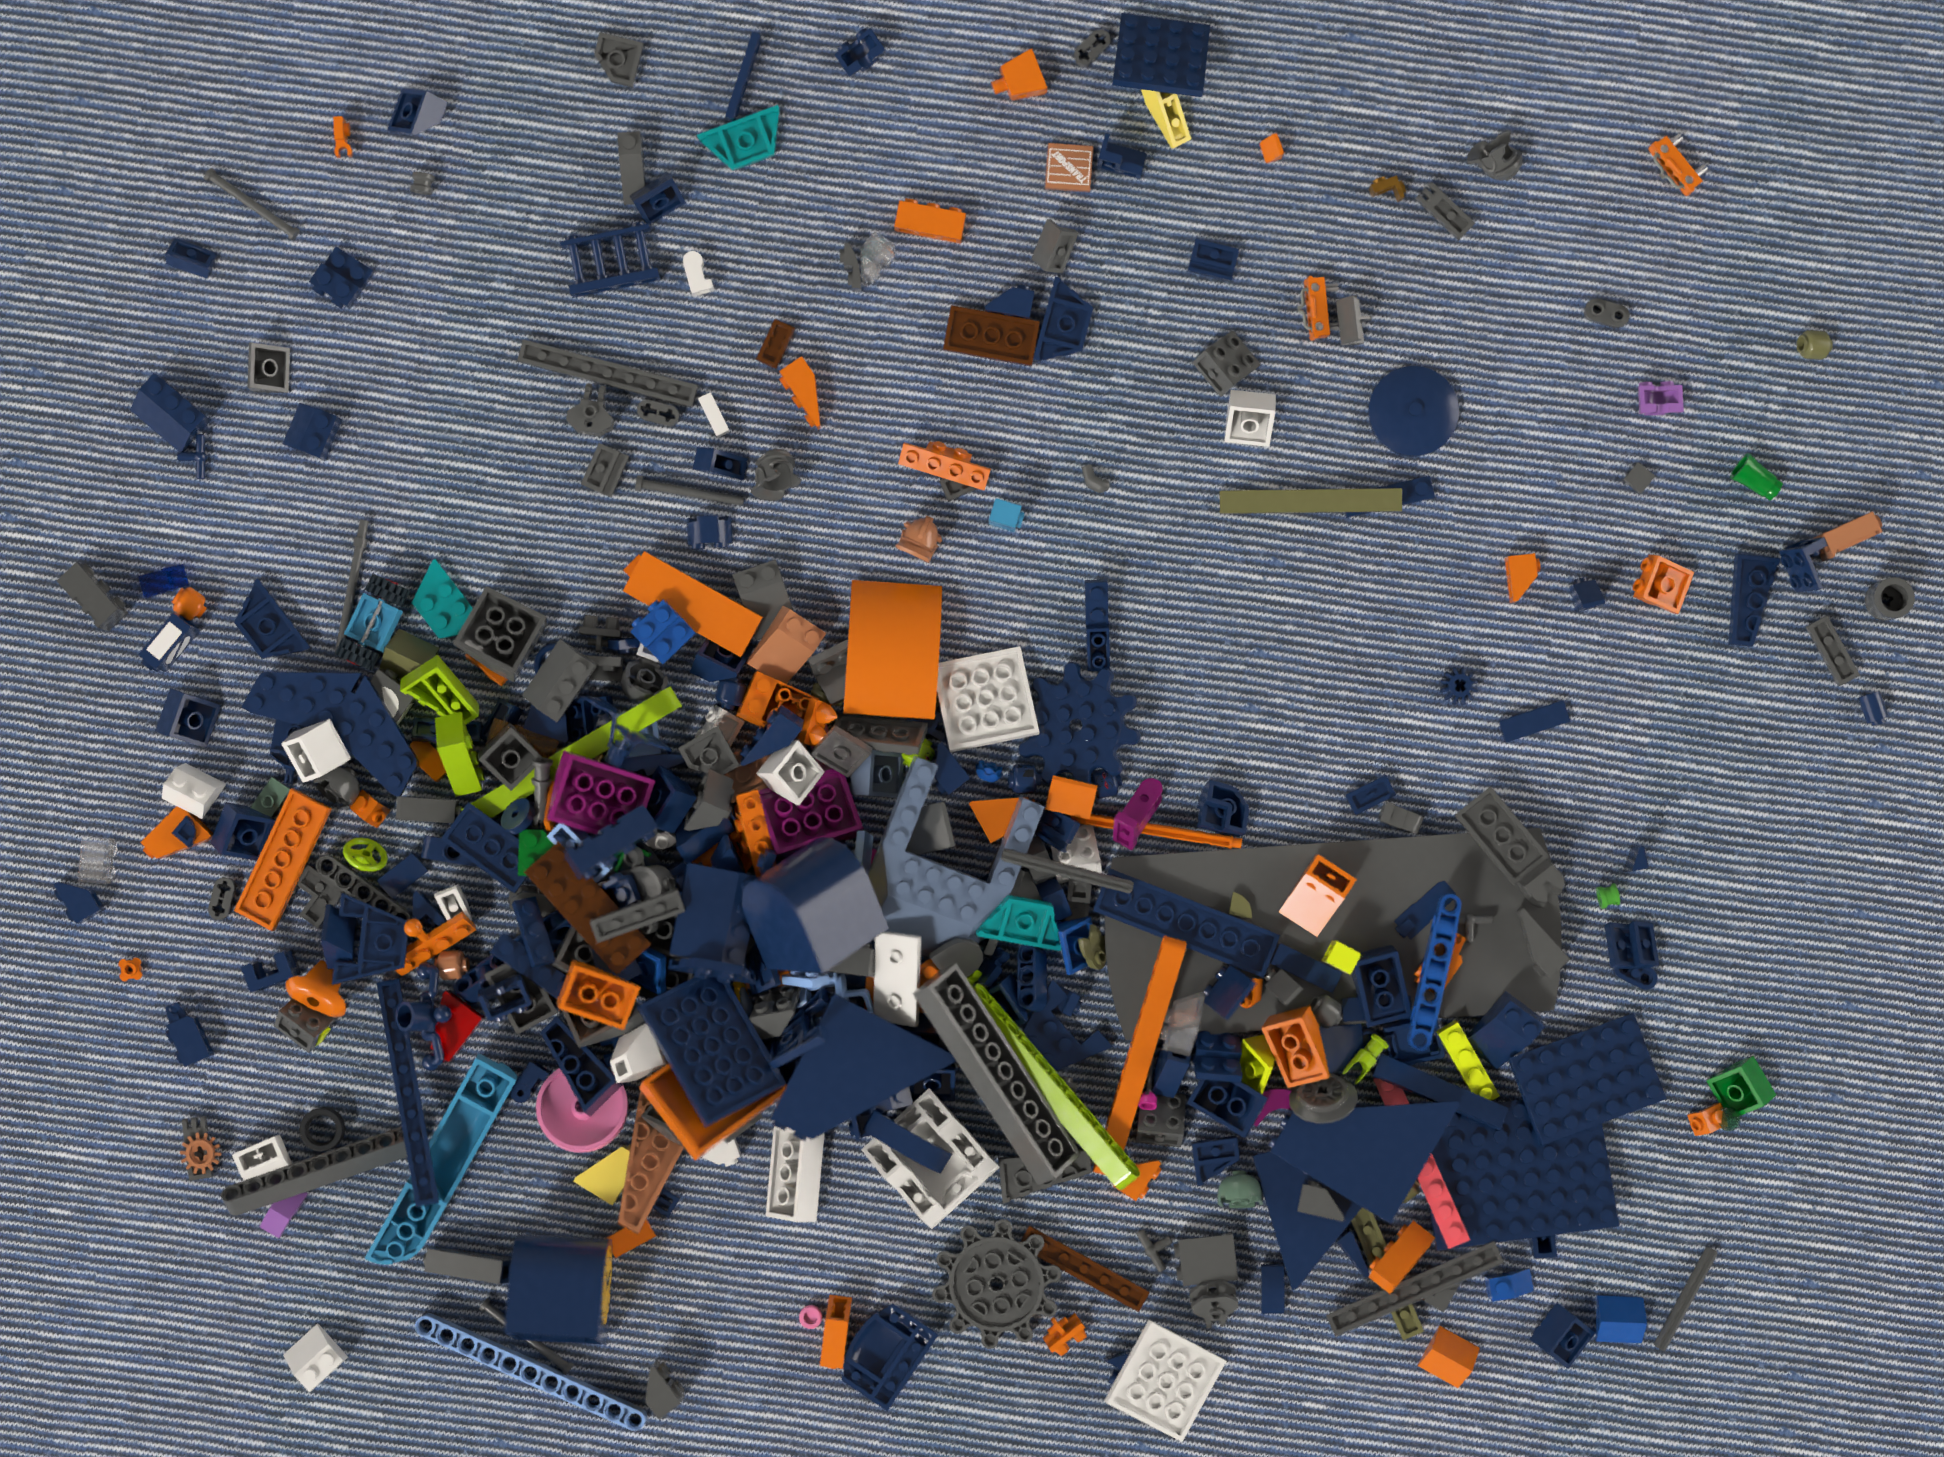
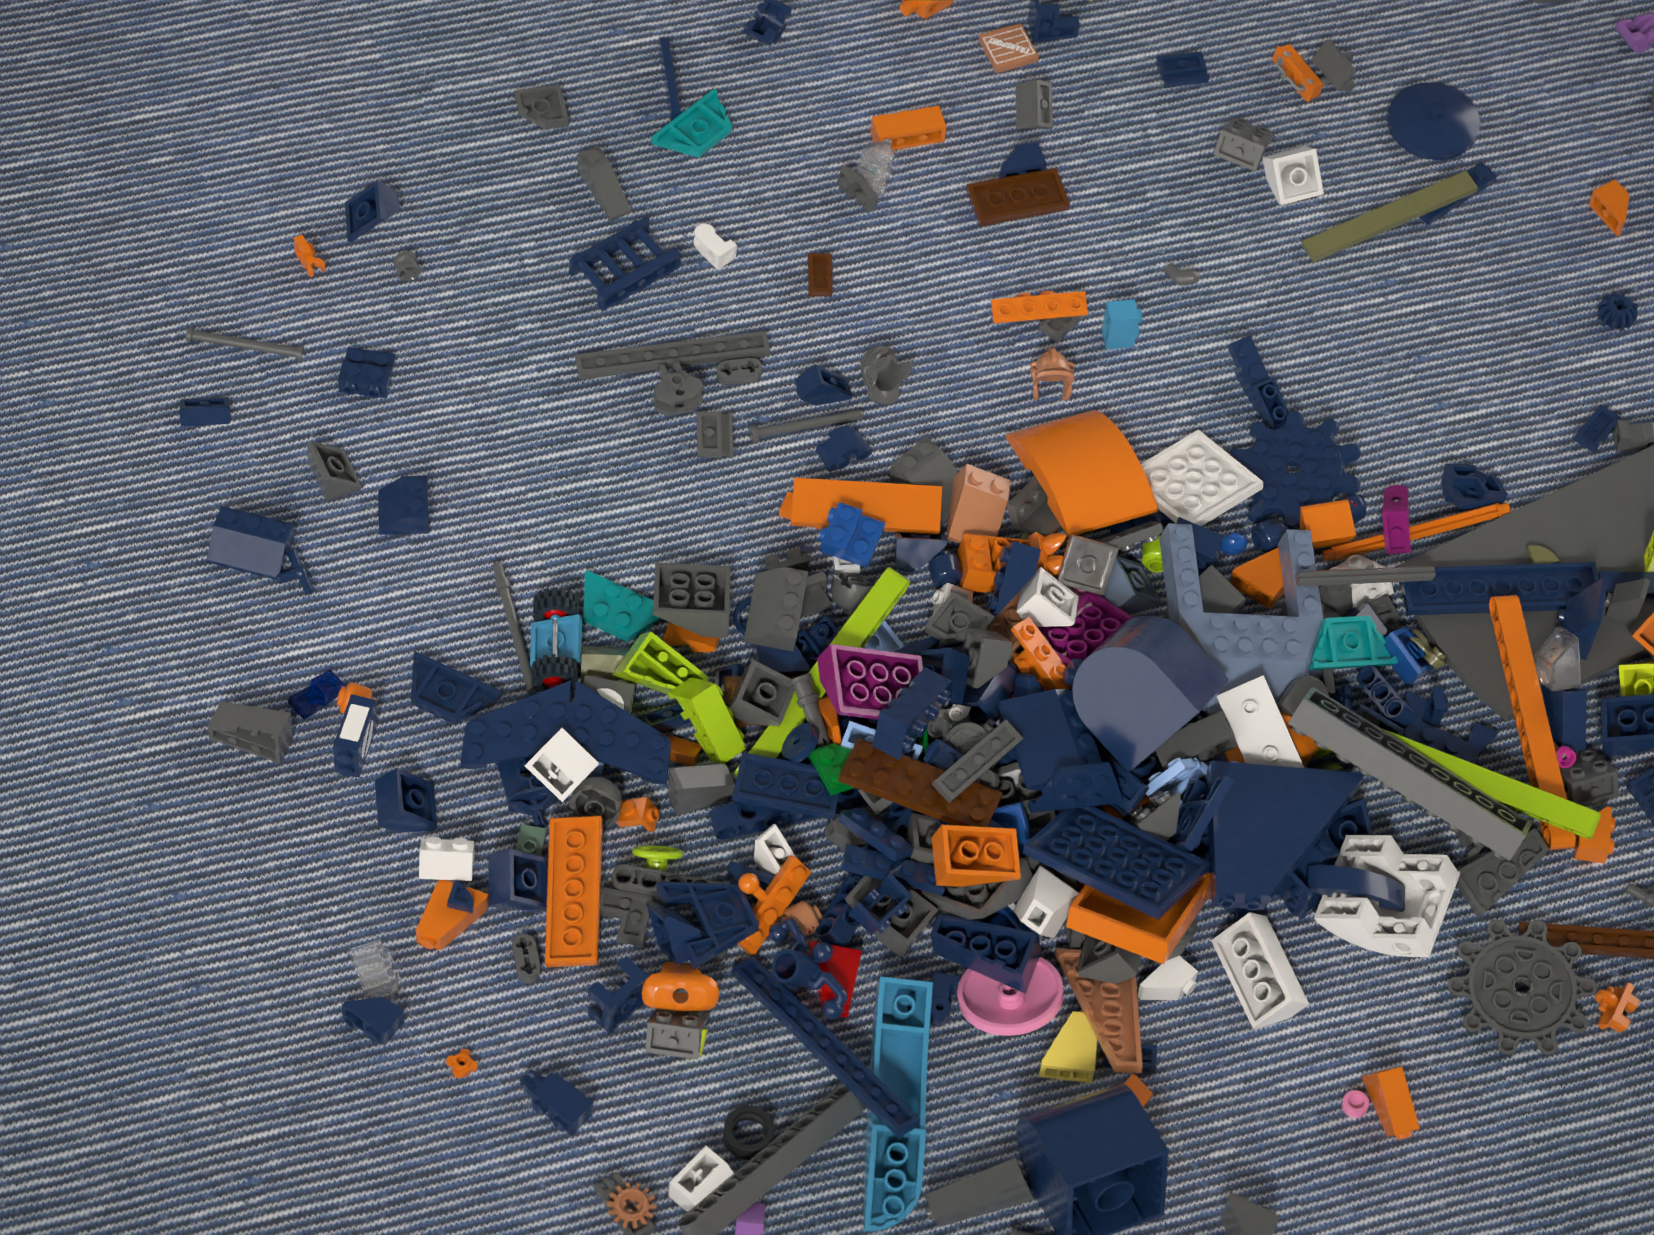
camera: 30 degrees left, 30 degrees down
(402, 875) = (705, 858): dark blue slope -> none
(618, 750) = (871, 637): dark blue plant -> none
(623, 645) = (818, 564): dark blue plate -> none
(657, 199) = (644, 196): dark blue slope -> none
(714, 415) = (793, 352): white piece -> none
(803, 385) = (867, 297): orange slope -> none
(886, 1354) = (1455, 1099): dark blue slope -> none
(1057, 829) = (1333, 555): dark blue plate -> none
(1063, 324) = (1078, 164): dark blue wing -> none
(1217, 1057) = (1608, 686): dark blue plate -> none
(1255, 994) = (1604, 628): orange arm -> none
(1317, 895) = (1607, 513): slope -> none

